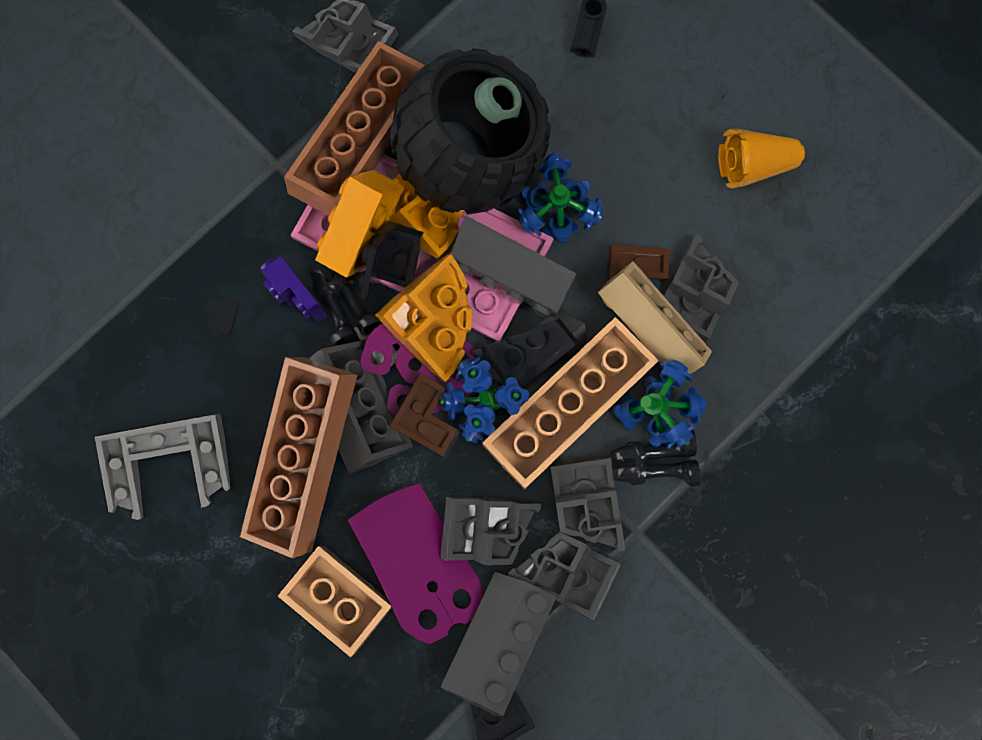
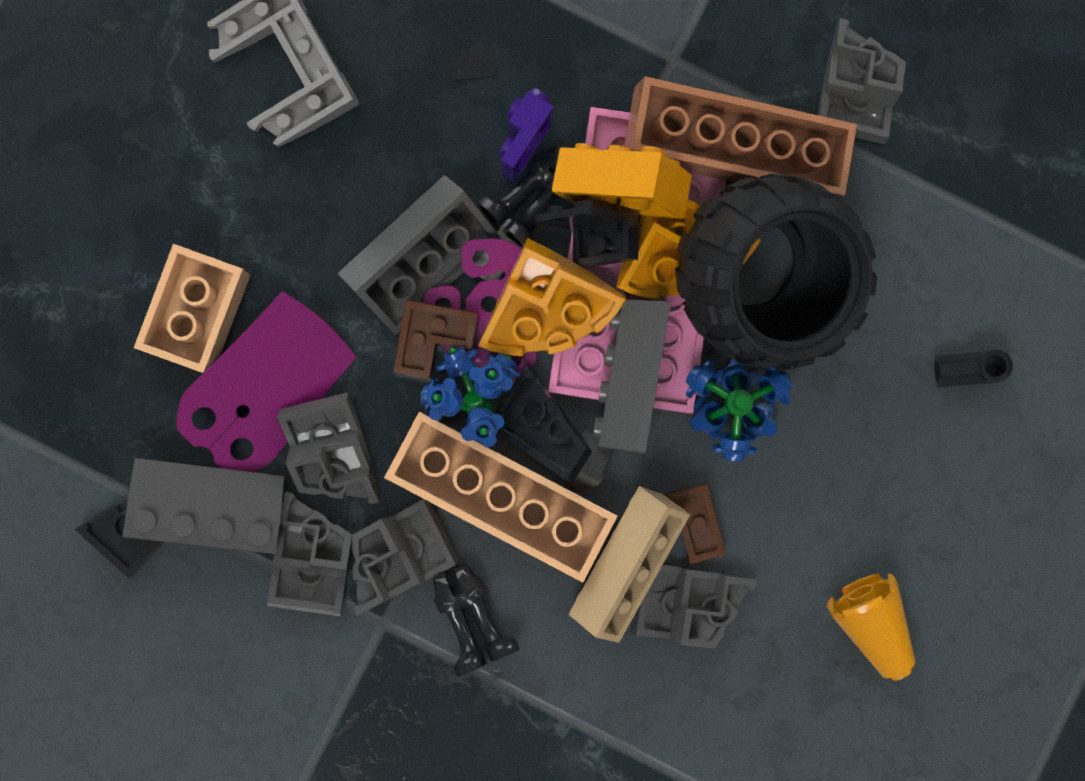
camera: 65 degrees right, 5 degrees up
(298, 456) = (334, 210): nougat brick -> none
(487, 105) = (805, 278): sand green piece -> none
(657, 403) = (530, 597): blue plant -> none

